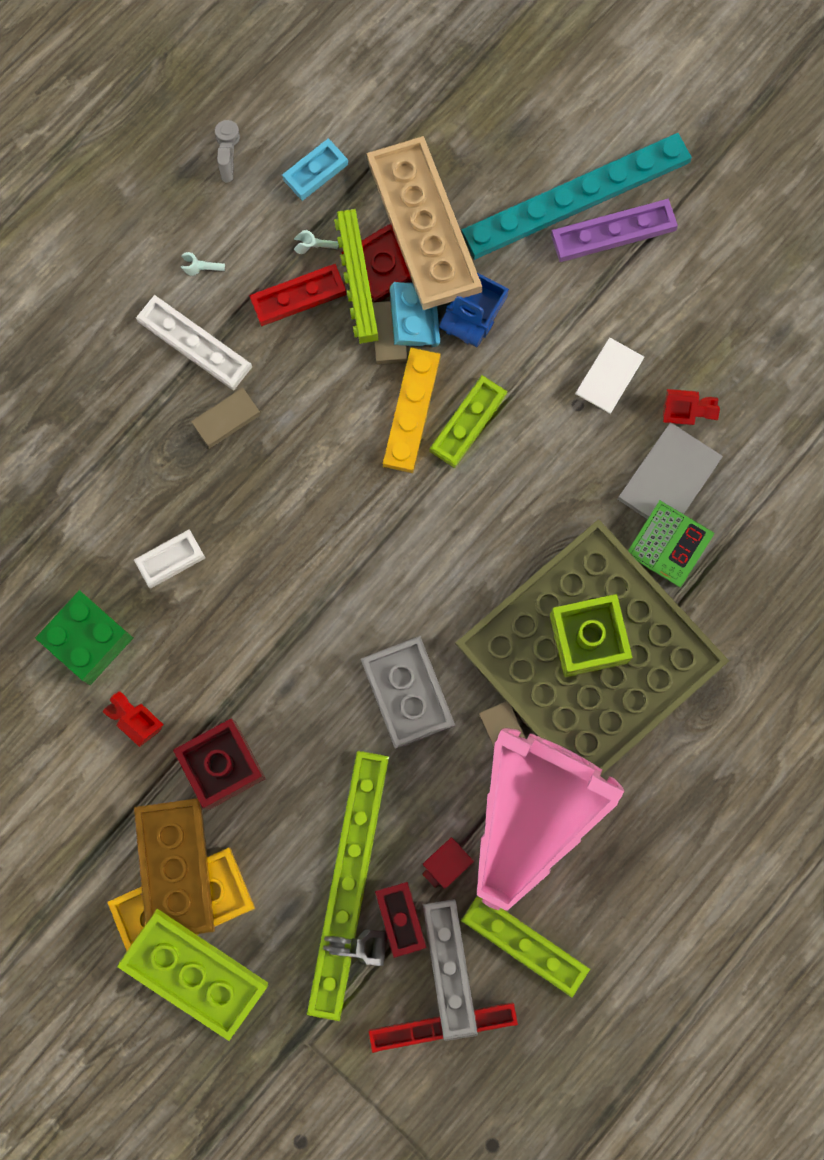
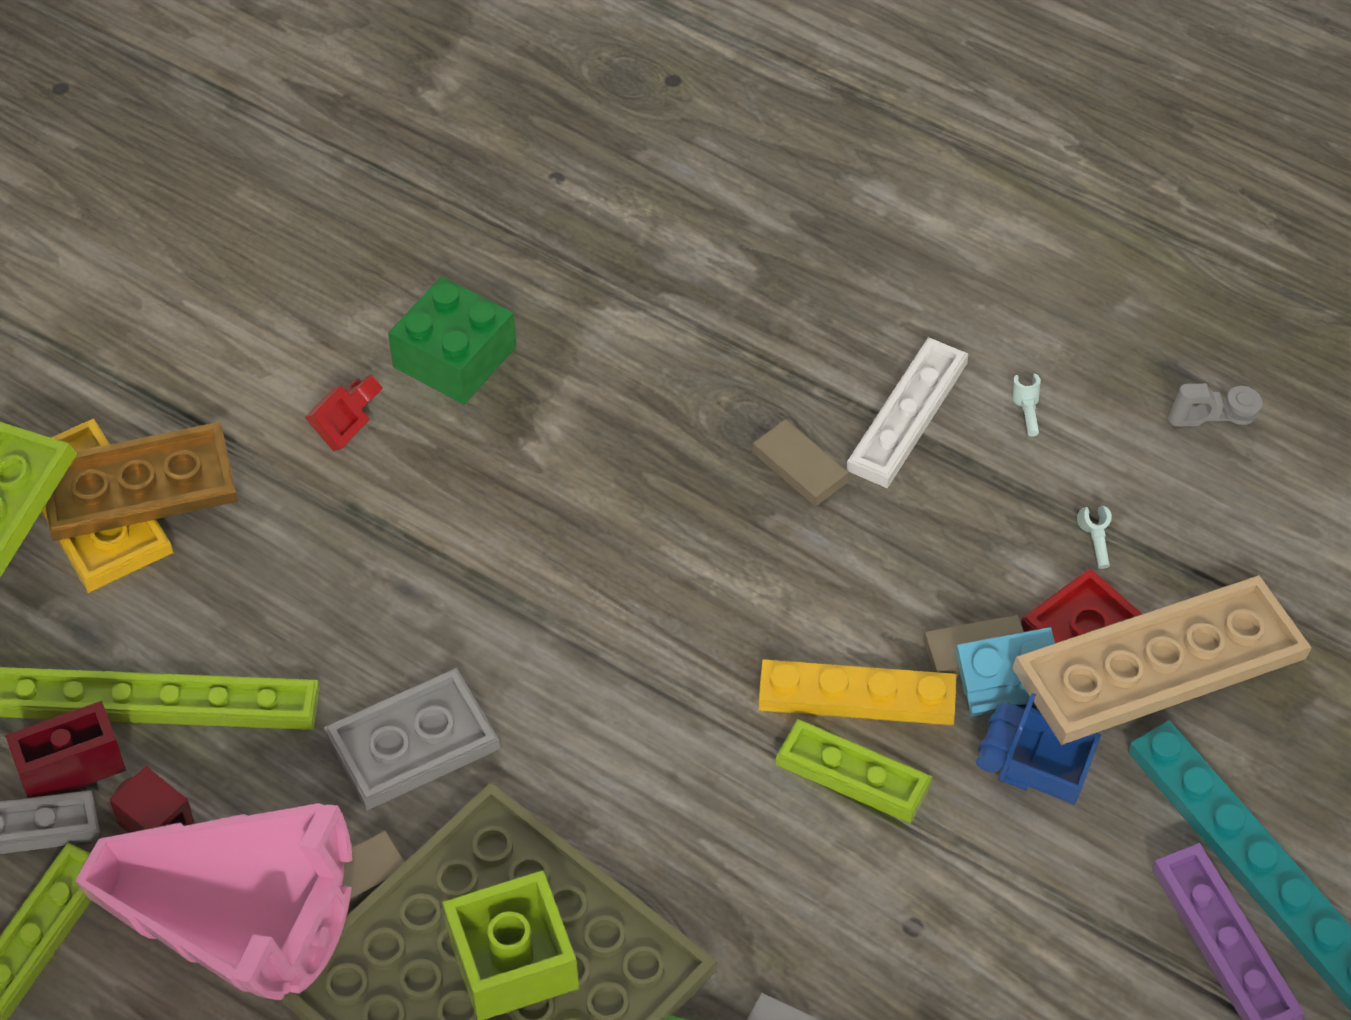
camera: 80 degrees right, 25 degrees down
(169, 559) = (581, 426): white tile -> none
(219, 764) = (284, 508): dark red brick -> none
(298, 295) = (1008, 522): red plate -> none
(315, 169) = (1215, 517): medium azure plate -> none
(337, 947) = (24, 677): dark grey piece -> none
(356, 276) = (1051, 584): lime piece -> none
(609, 375) = (968, 958): white piece -> none

